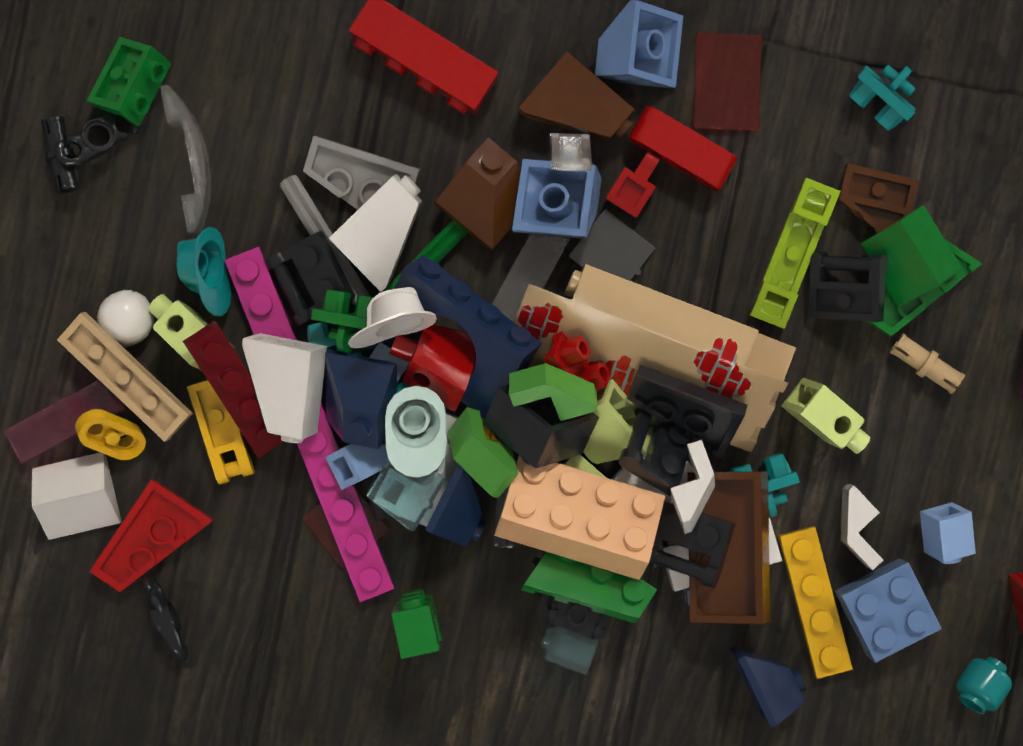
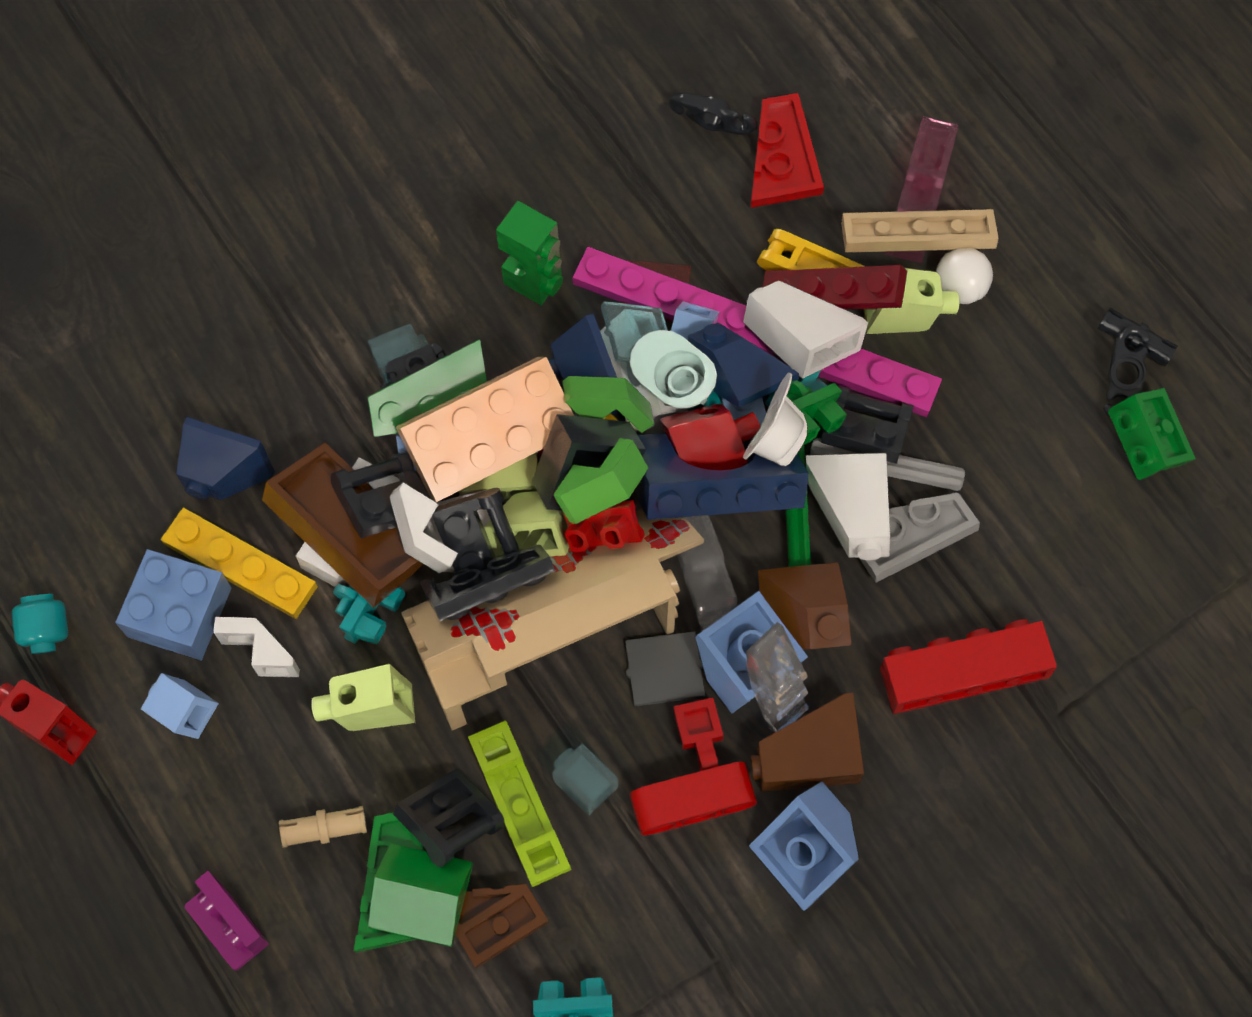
camera: 135 degrees right, 20 degrees down
(74, 496) = (864, 133): white slope -> none
(107, 433) = (885, 185): yellow plate -> none
(195, 204) = (1044, 430): clear slope -> none
(204, 271) = (945, 354): teal piece -> none
(727, 81) = (713, 894): clear red piece -> none
(738, 229) = (584, 778): none -> clear light blue brick

